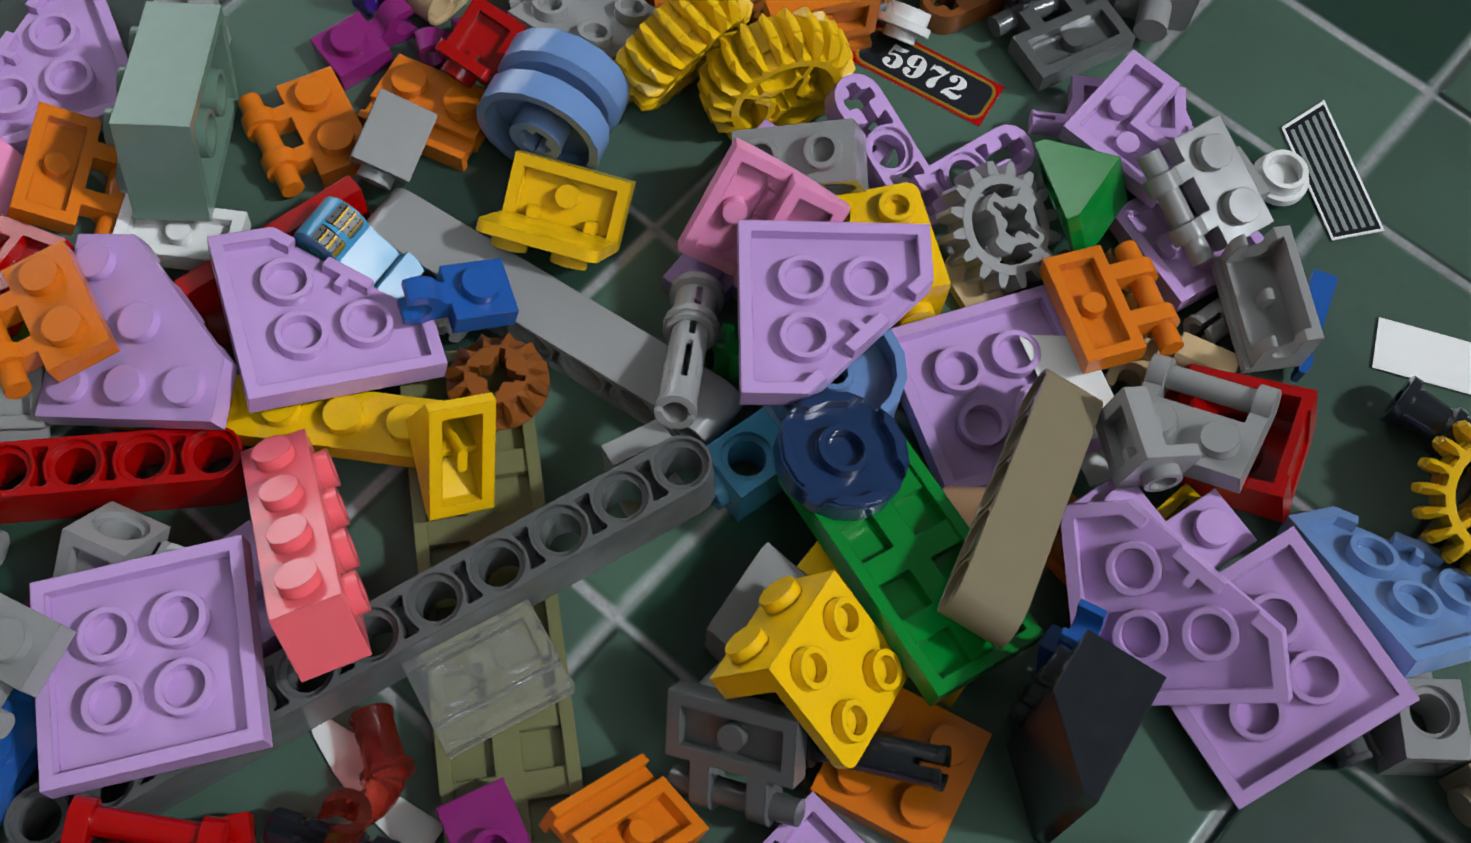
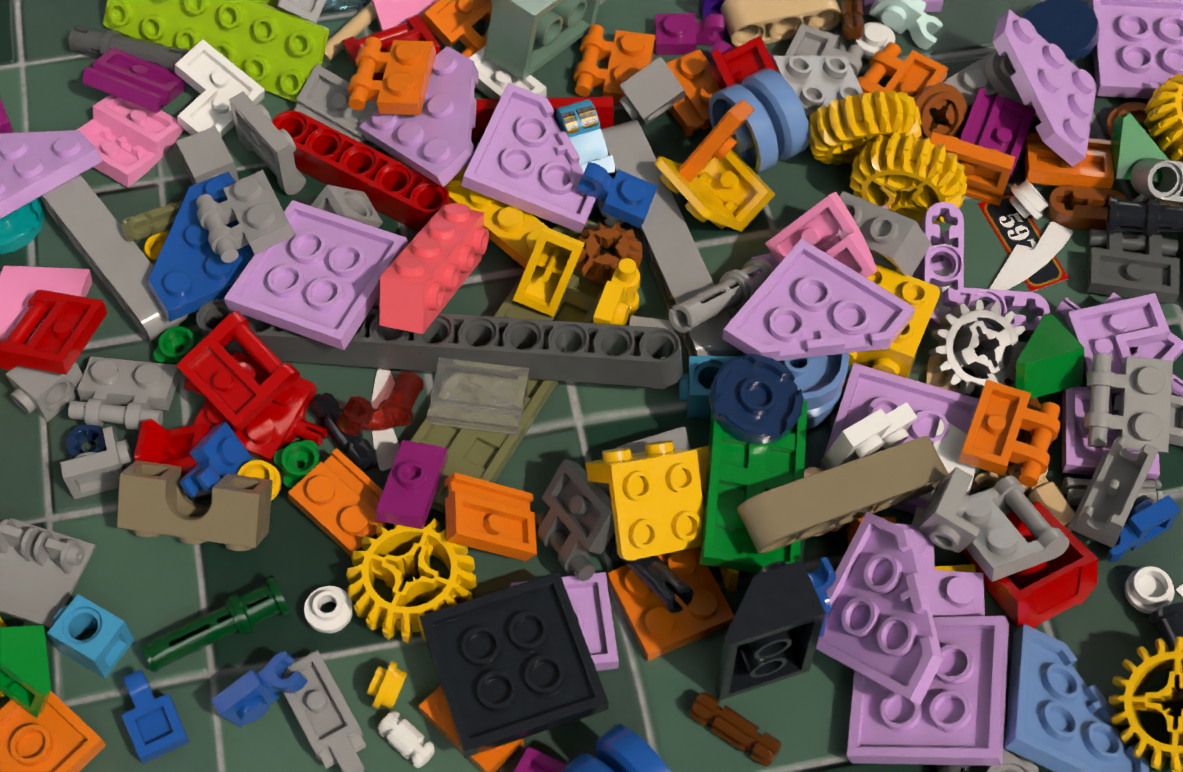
camera: 45 degrees right, 5 degrees down
(539, 156) = (718, 141): none -> orange plate
(575, 456) = (619, 296): none -> yellow plate
(950, 95) = (1026, 262): none -> white sticker
(990, 416) = (869, 435): none -> white plate
(1358, 386) = (1149, 589): none -> white plate

